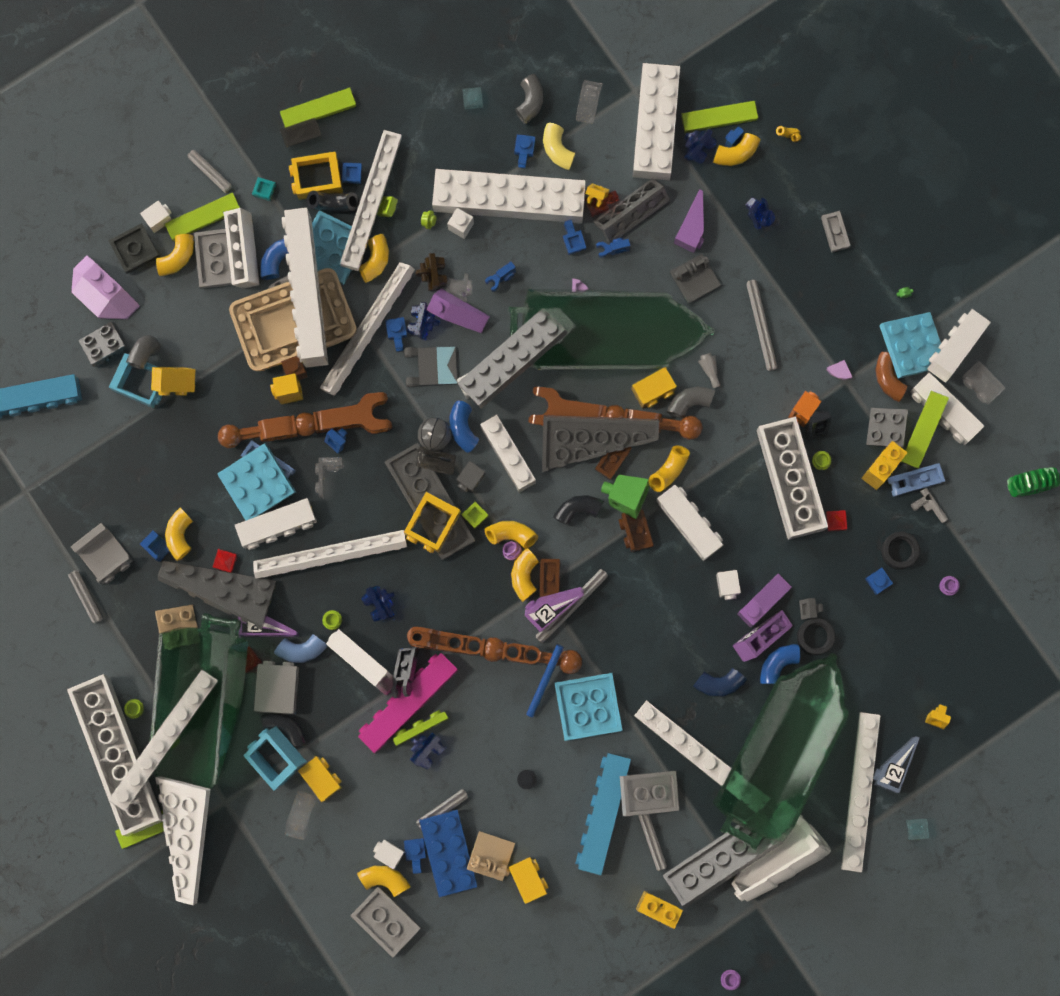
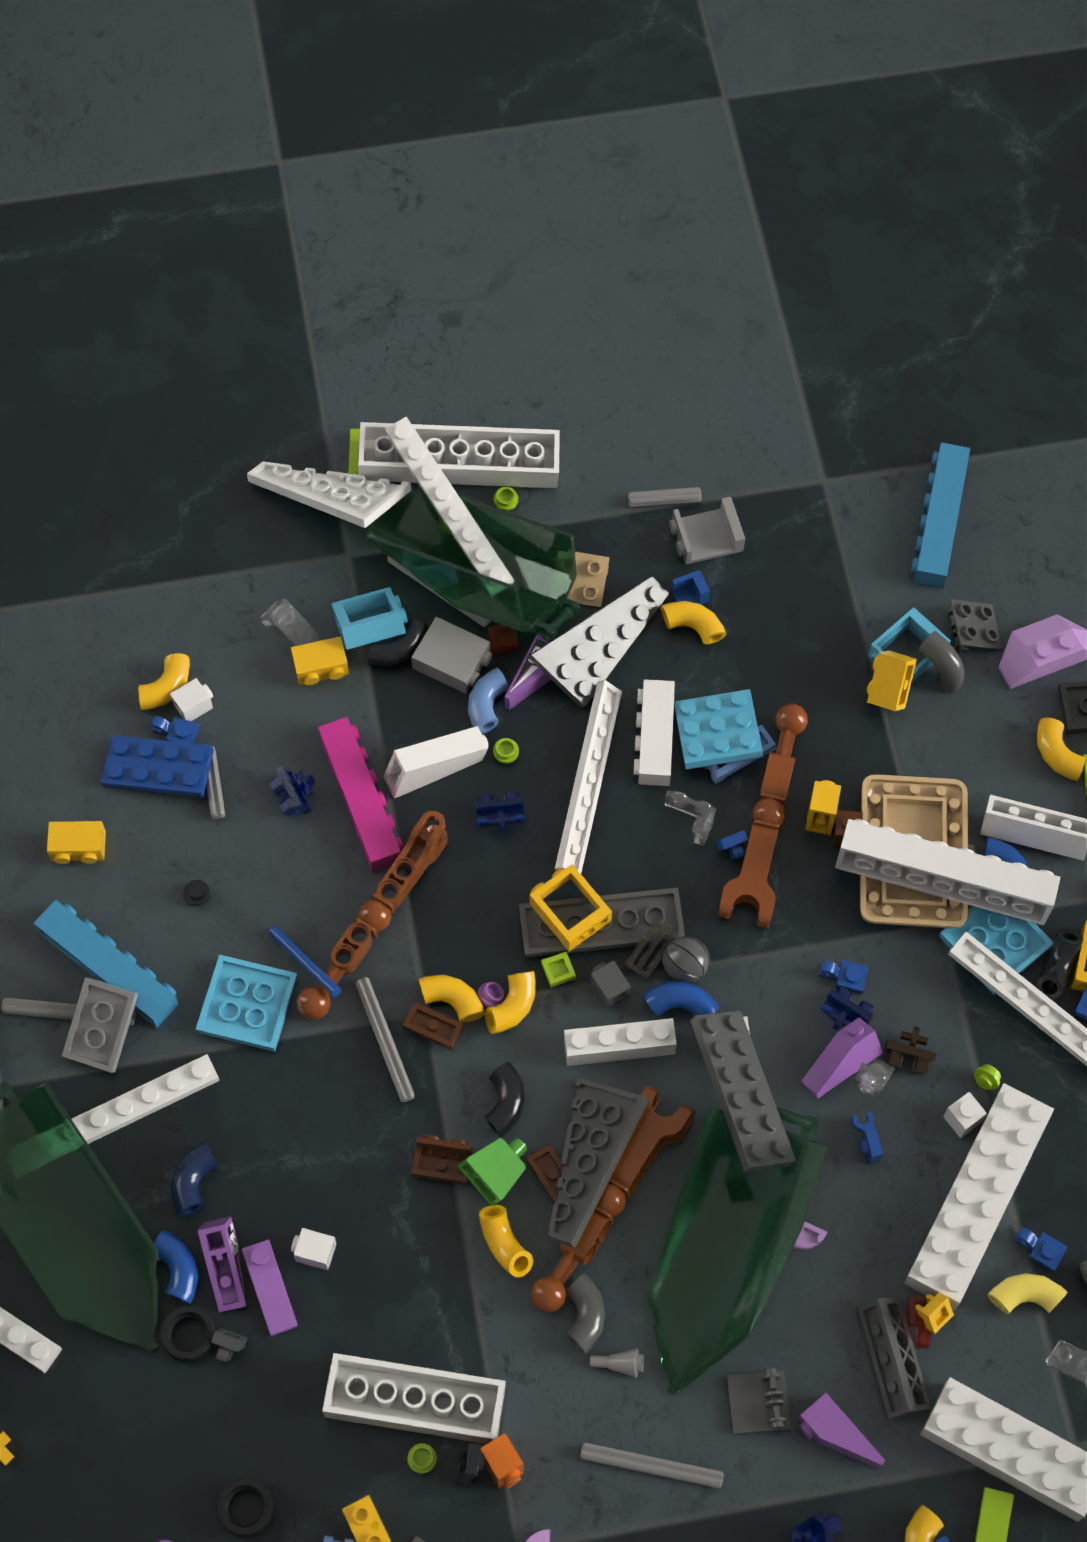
camera: 110 degrees right, 15 degrees down
(212, 258) = (1038, 788): light grey plate -> none
(224, 561) = (637, 660): red tile -> none
(367, 328) = (865, 938): white plate -> none
(378, 258) = (955, 989): yellow cylinder -> none
(385, 921) = (116, 667): light grey plate -> none
(387, 206) = (1026, 1031): lime plate -> none
(404, 671) = (395, 797): black hinge -> none
(420, 727) = (323, 795): lime tile -> none
(435, 366) = (780, 1005): dark grey flag -> none
(491, 856) = (127, 811): tan hinge -> none
(548, 608) = (394, 1006): medium lavender slope -> none
(573, 240) = (880, 1257): blue plate -> none
(618, 246) = (848, 1312): blue plate -> none
(654, 388) = (625, 1270): yellow brick -> none
(689, 522) = (420, 1235): white brick -> none
(704, 139) = (961, 1509): clear blue hips -> none
(836, 520) = (330, 1439): red tile -> none
(878, 581) = (219, 1459): blue plate -> none

